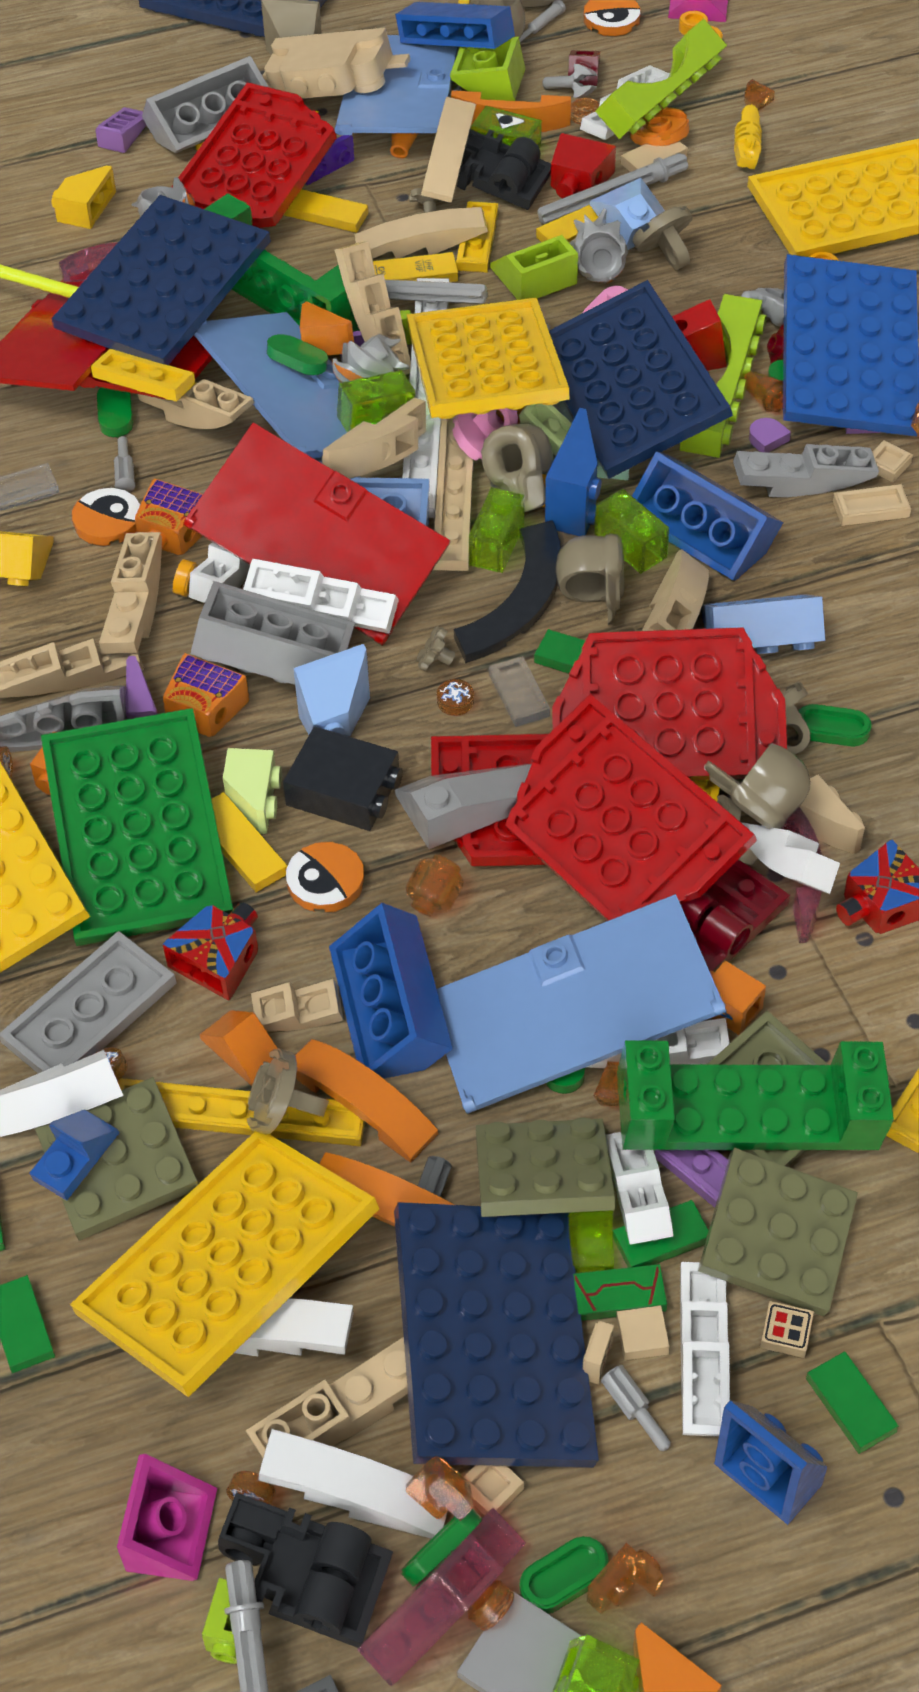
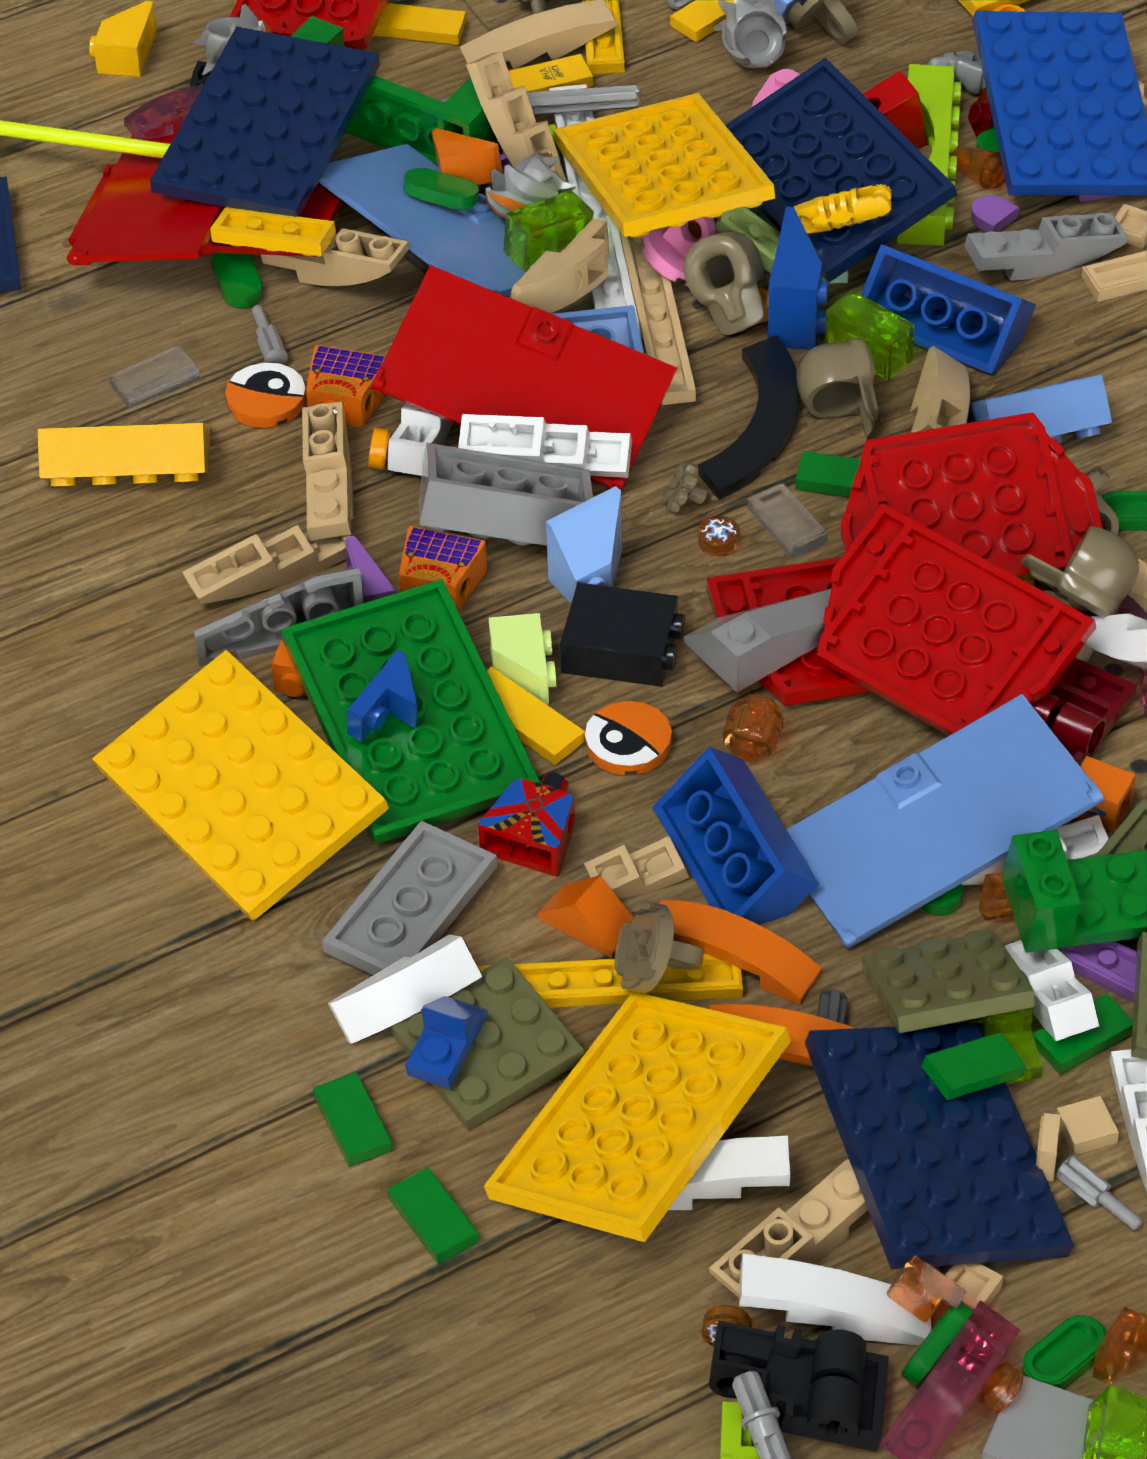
camera: 10 degrees left, 5 degrees down
(113, 807) = (386, 694): none -> blue slope
(165, 1521) = (648, 1367): dark pink slope -> none
(496, 530) = (718, 352): clear neon green brick -> none
(538, 269) = (687, 61): lime slope -> none
(544, 1260) = (973, 1066): none -> green tile
(608, 1291) = (1053, 1088): green tile -> none
(630, 415) = (844, 208): none -> yellow hinge

